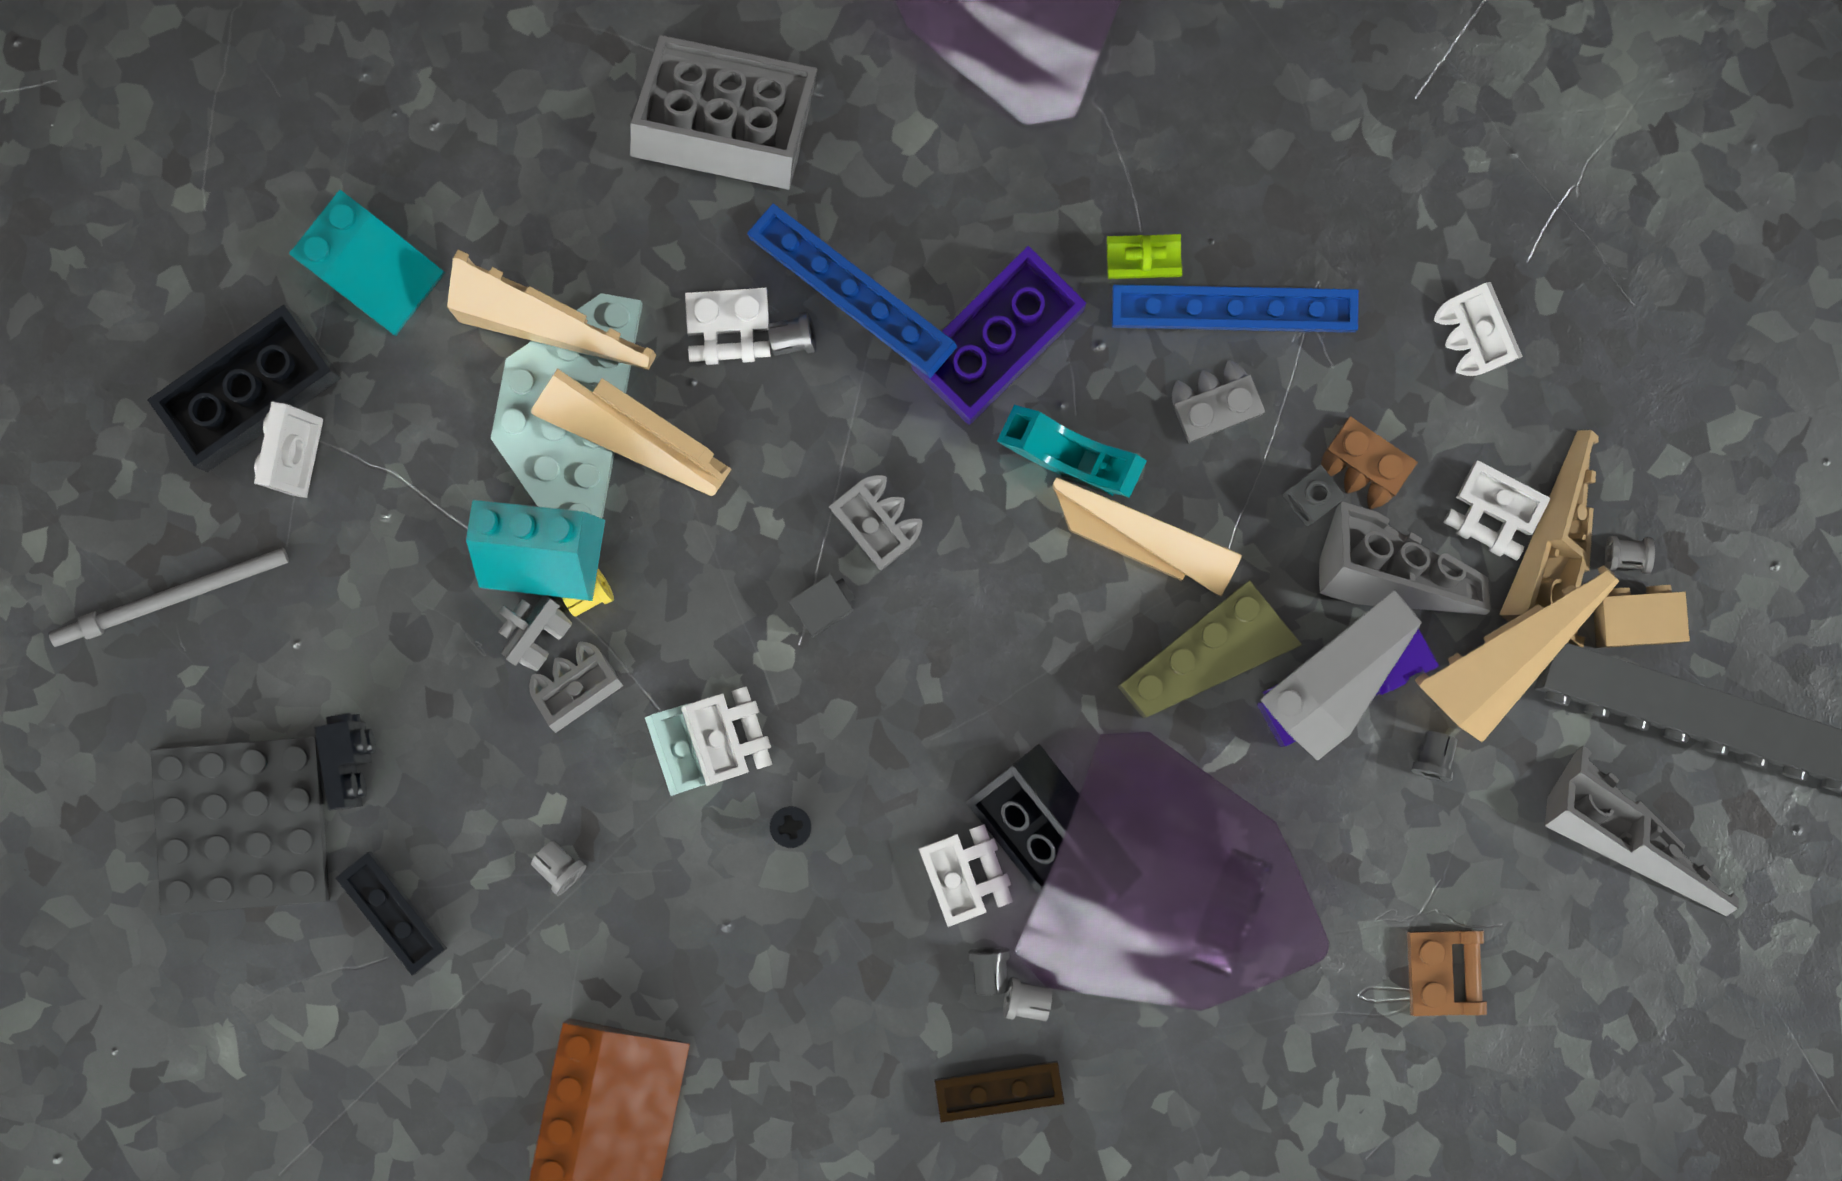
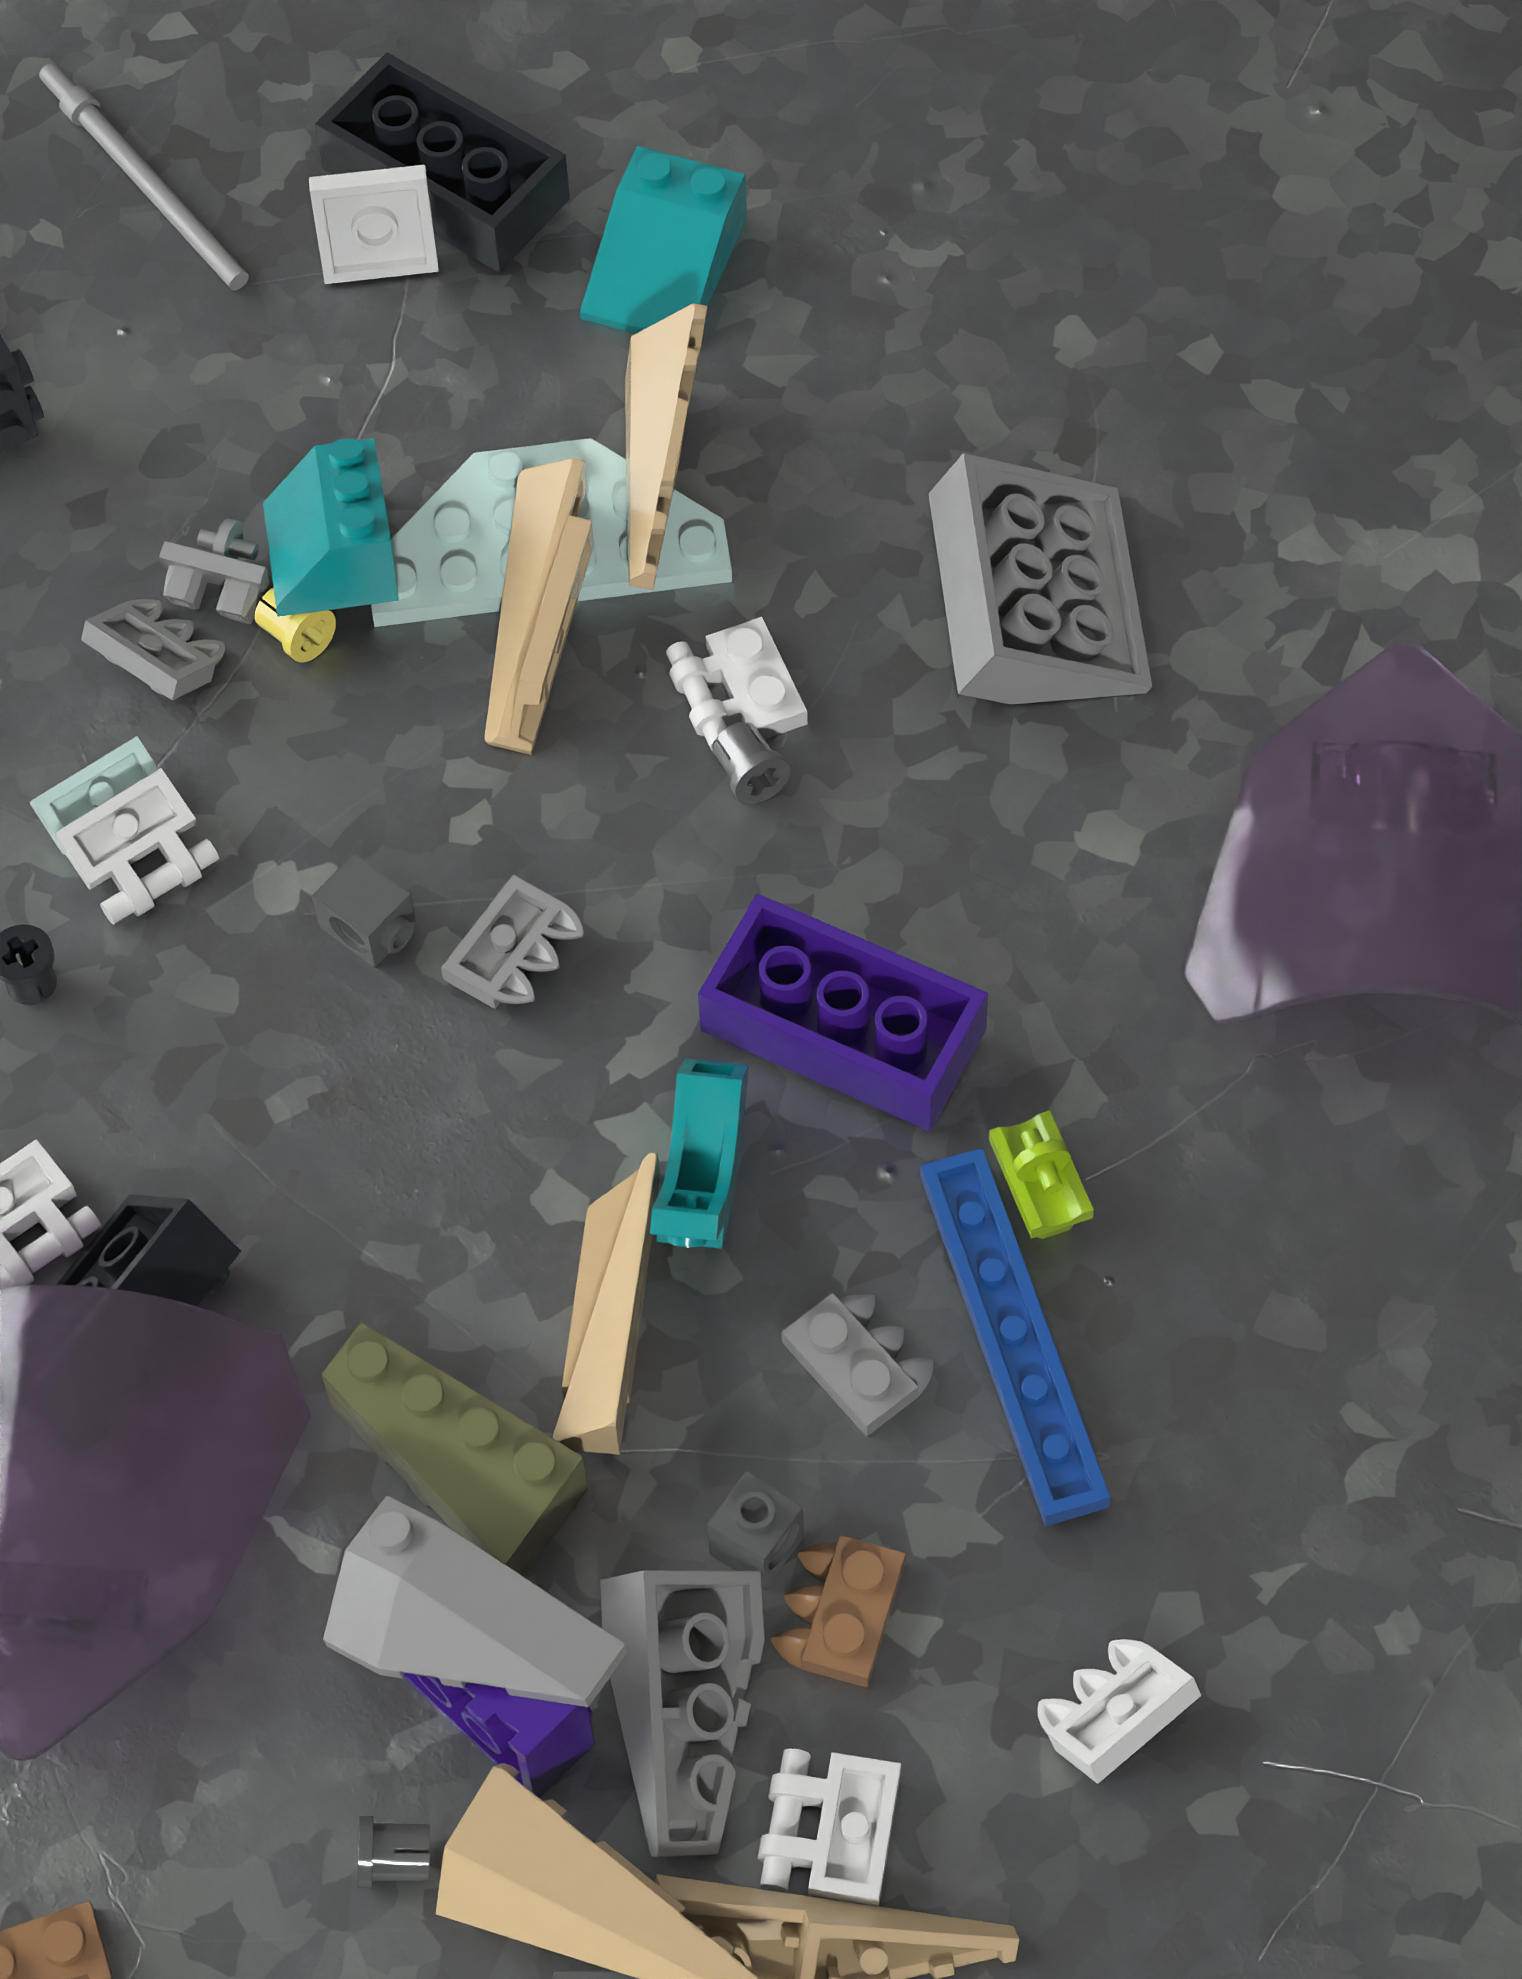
camera: 75 degrees right, 25 degrees down
(852, 290) = (833, 798): blue plate -> none

